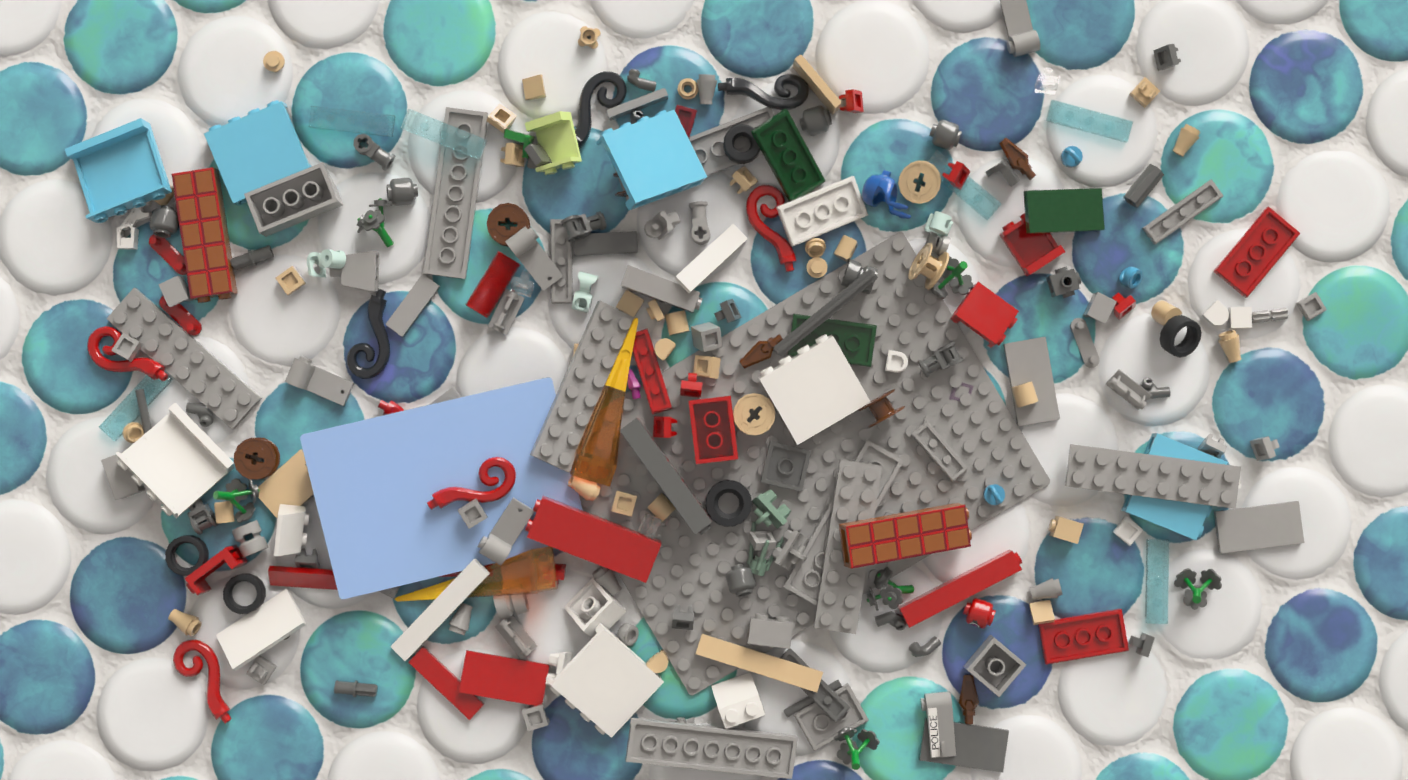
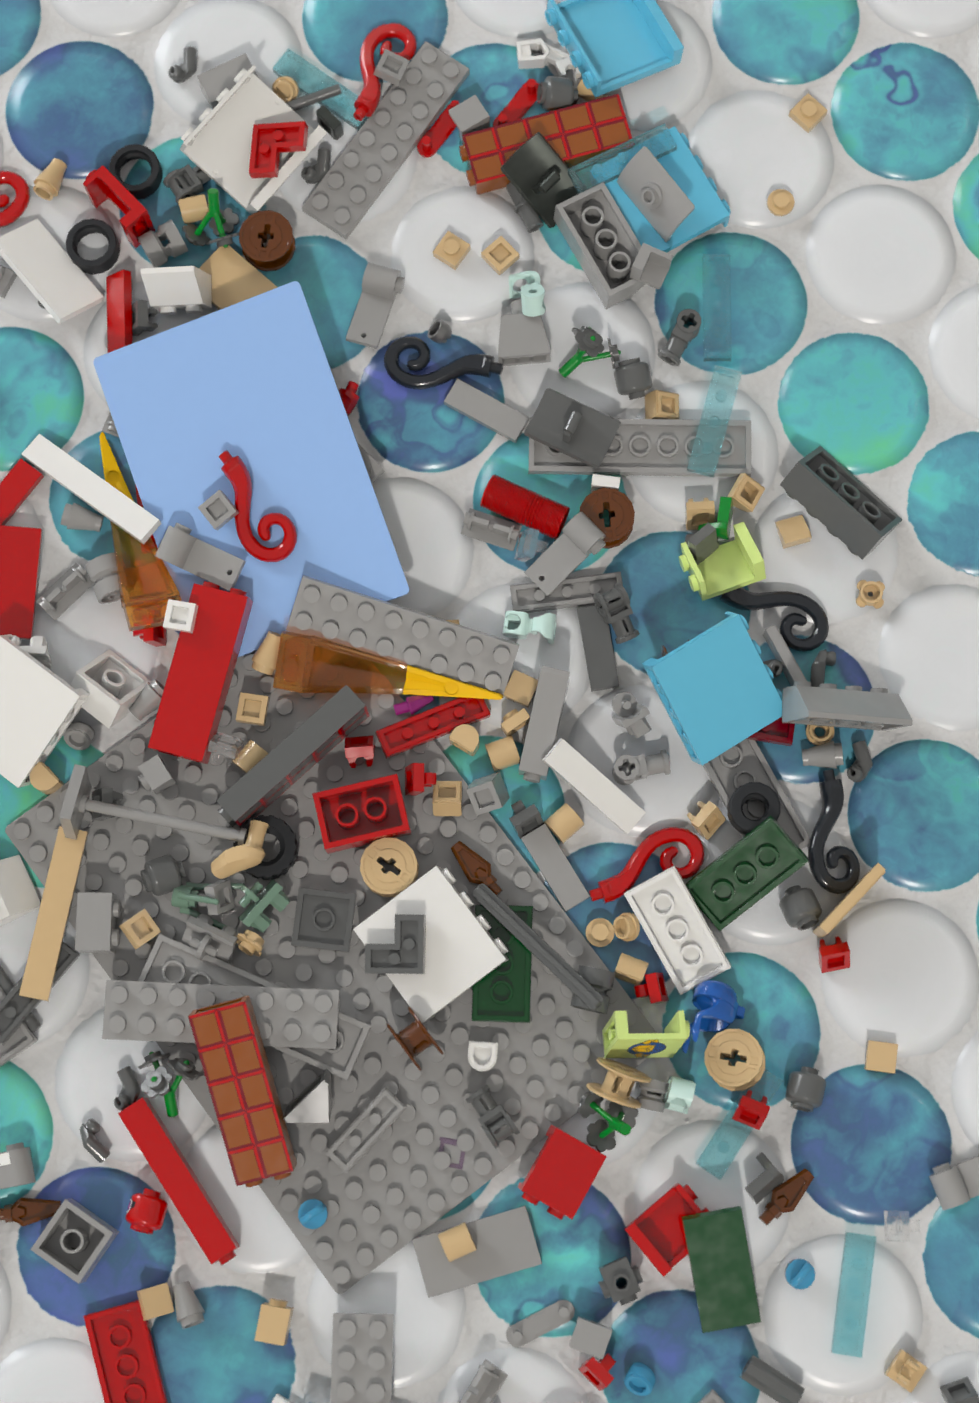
camera: 90 degrees right, 10 degrees down
(104, 507) = (187, 68): none -> dark grey arm
(166, 400) = (329, 122): none -> pearl dark grey tile
(177, 446) = (270, 141): none -> red plate
(202, 30) = (808, 112): none -> tan plate
(226, 177) = (611, 163): none -> clear light blue tile
(234, 240) = (540, 176): none -> pearl dark grey shield
(260, 154) = (655, 193): none -> light grey shield
(281, 317) = (451, 250): none -> tan plate
(318, 165) = (651, 266): none -> light grey panel
(346, 333) = (439, 332): none -> flat silver hinge
(425, 173) = (661, 405): none -> tan slope
(437, 241) = (572, 428): none -> dark grey shield
(481, 226) = (603, 481): none -> white tile
(517, 48) = (840, 502): none -> dark grey slope
(551, 549) = (180, 616): none -> white tile
(666, 579) = (155, 775): none -> light grey plate
(675, 67) = (843, 708): none -> light grey slope
(682, 637) = (78, 802): none -> light grey tile
(715, 61) = (862, 764): none -> dark grey arm
(733, 284) = (564, 823): none -> tan brick
(736, 519) = (244, 855): none -> tan arm
(765, 294) = (555, 867): none -> light grey tile
(778, 600) = (140, 929): none -> tan plate
(797, 521) = (250, 943): none -> tan plate
(821, 407) = (406, 953): none -> dark grey plate
(861, 232) = (654, 988): none -> red tile
(898, 263) = (621, 1044): none -> yellowish green panel
(918, 487) = (313, 1104): none -> slope
(927, 78) = (881, 1057): none -> tan tile

